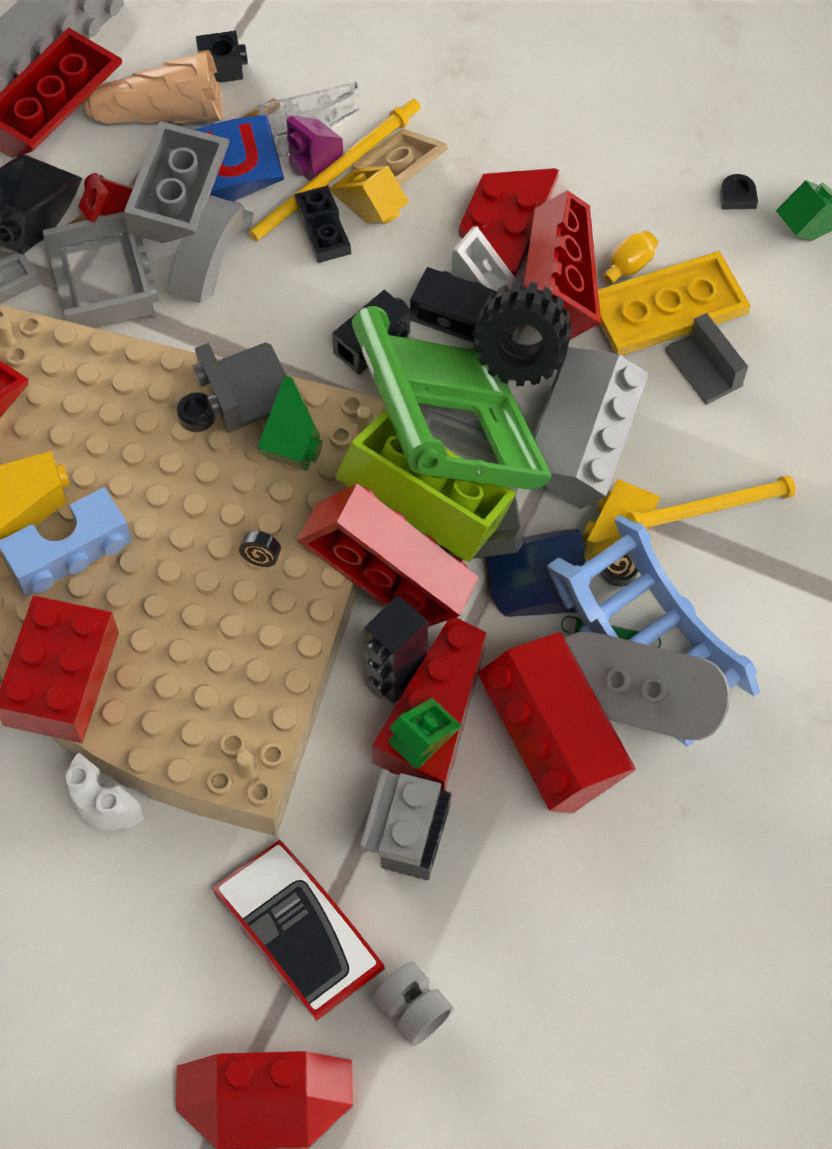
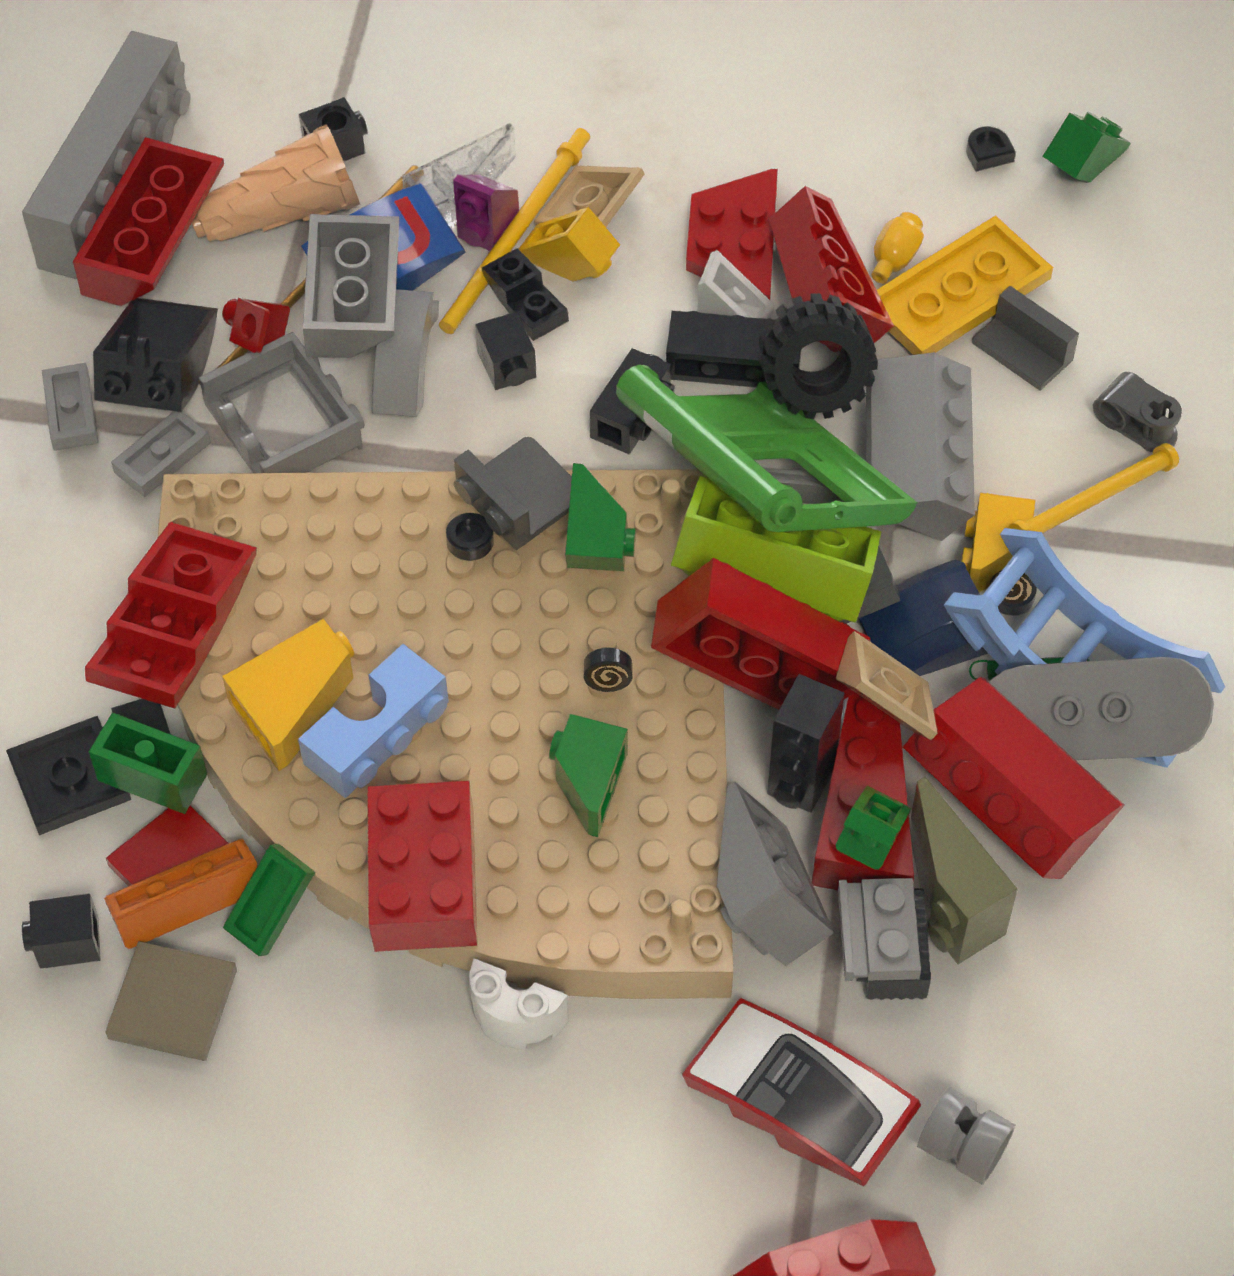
camera: 15 degrees left, 5 degrees down
(217, 624) = (589, 766): none -> green slope
(289, 267) = (506, 351): none -> black brick
(329, 750) = (766, 882): none -> light grey slope
(476, 621) = (887, 685): none -> tan slope
(481, 809) = (963, 886): none -> olive slope
(776, 444) = (1135, 408): none -> dark grey piece

